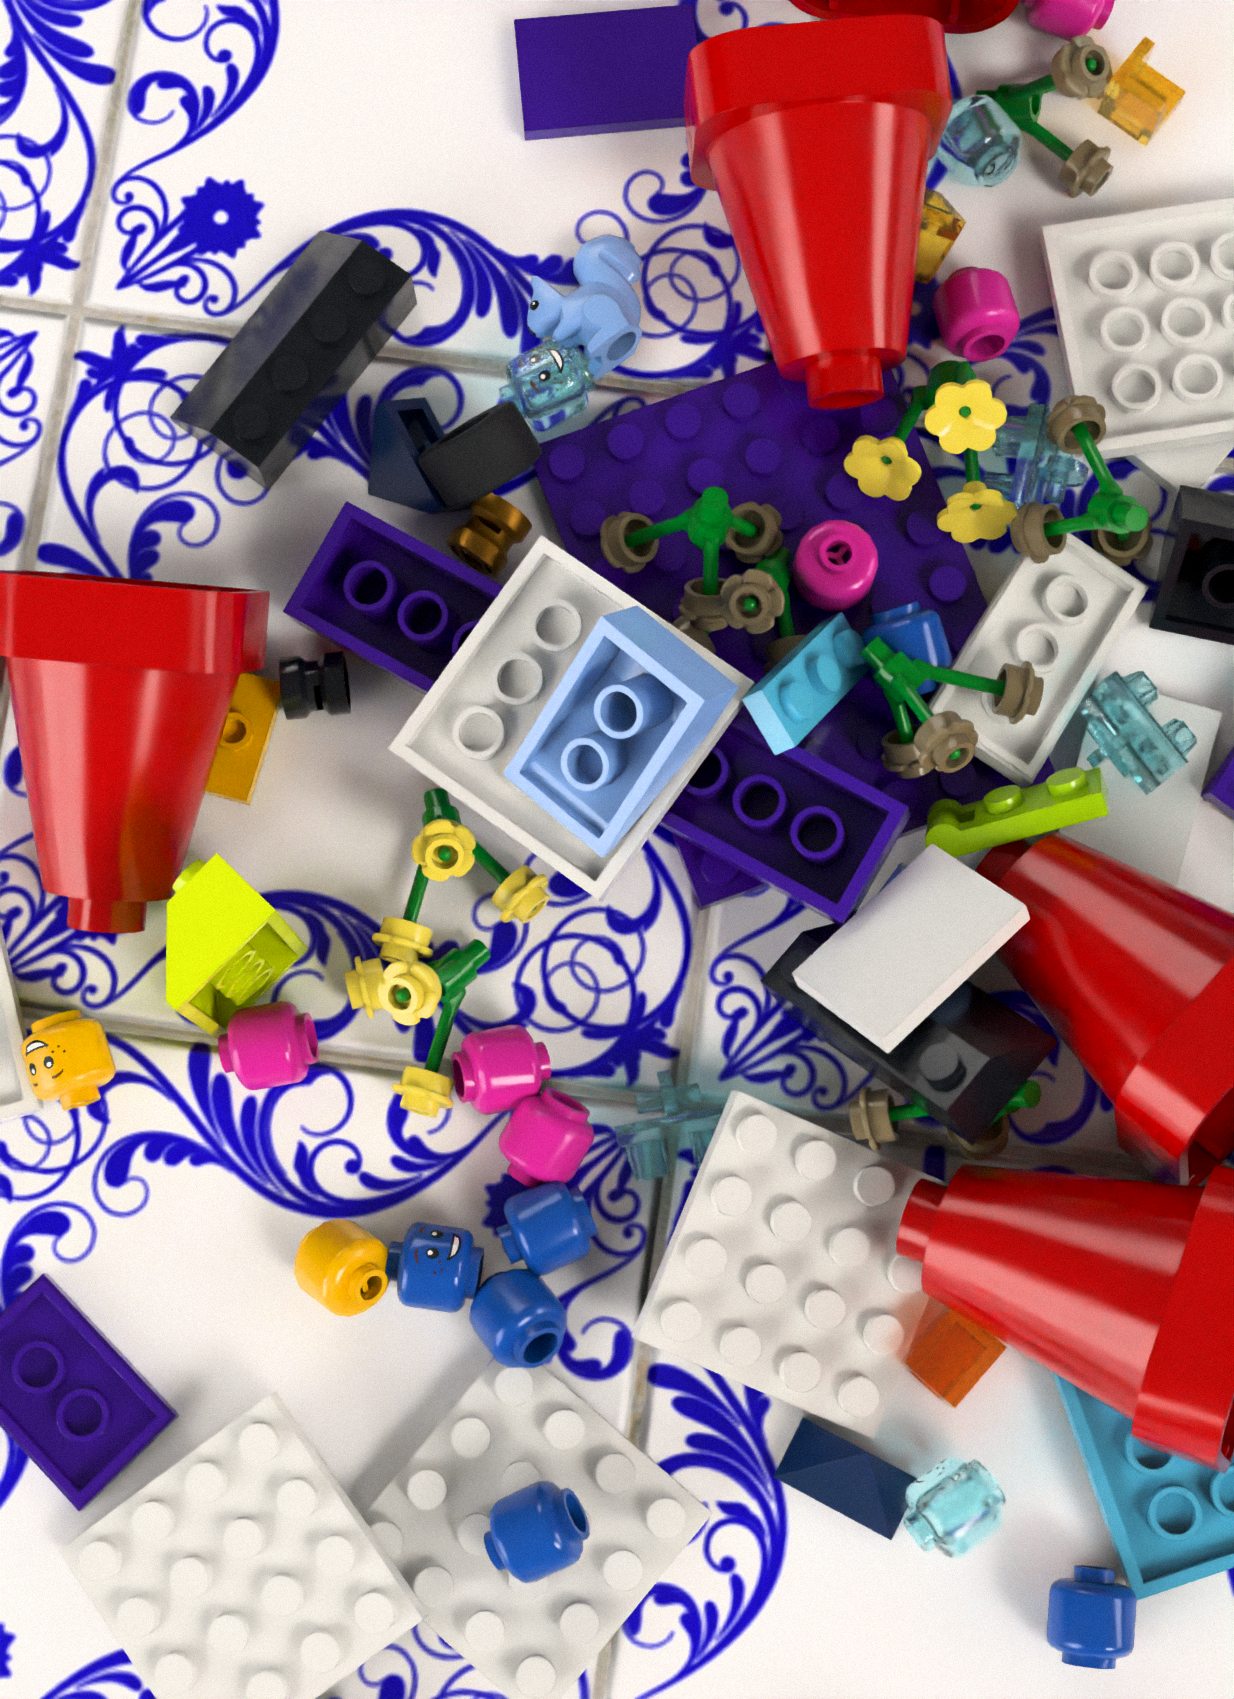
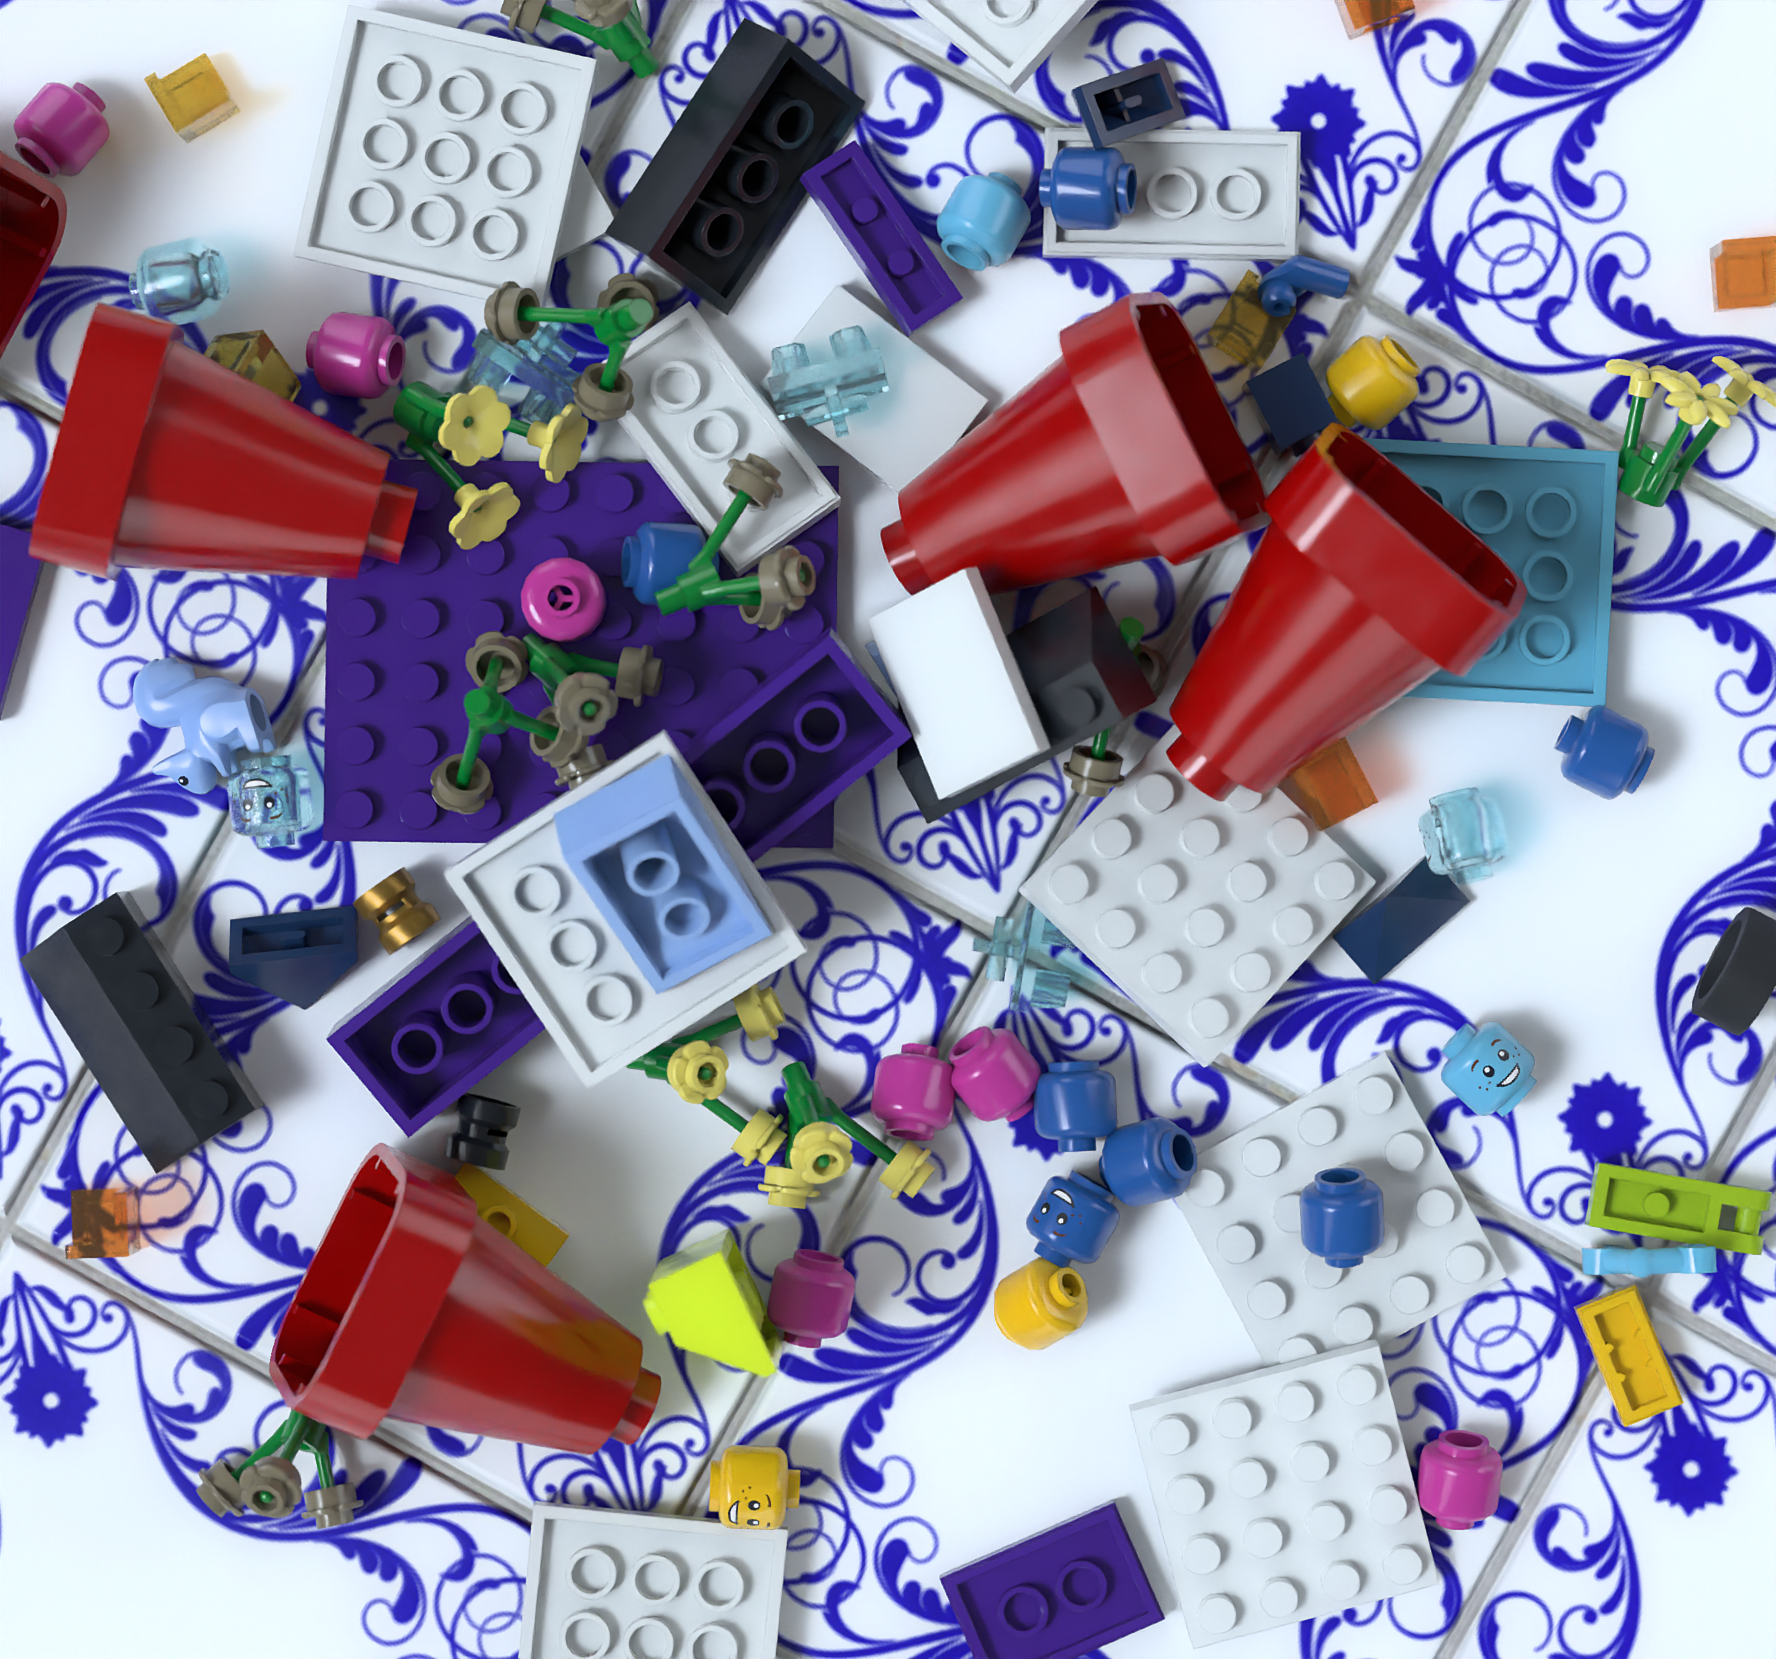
camera: 70 degrees left, 10 degrees up
(108, 387) = (104, 1223): none -> clear orange panel
(480, 455) = (321, 892): black tyre -> none
(736, 1623) = (1488, 1068): none -> medium azure head
(807, 683) = (673, 677): medium azure plate -> none
(1017, 813) = (865, 526): lime plate -> none
(1077, 72) = (170, 174): dark tan plant -> none

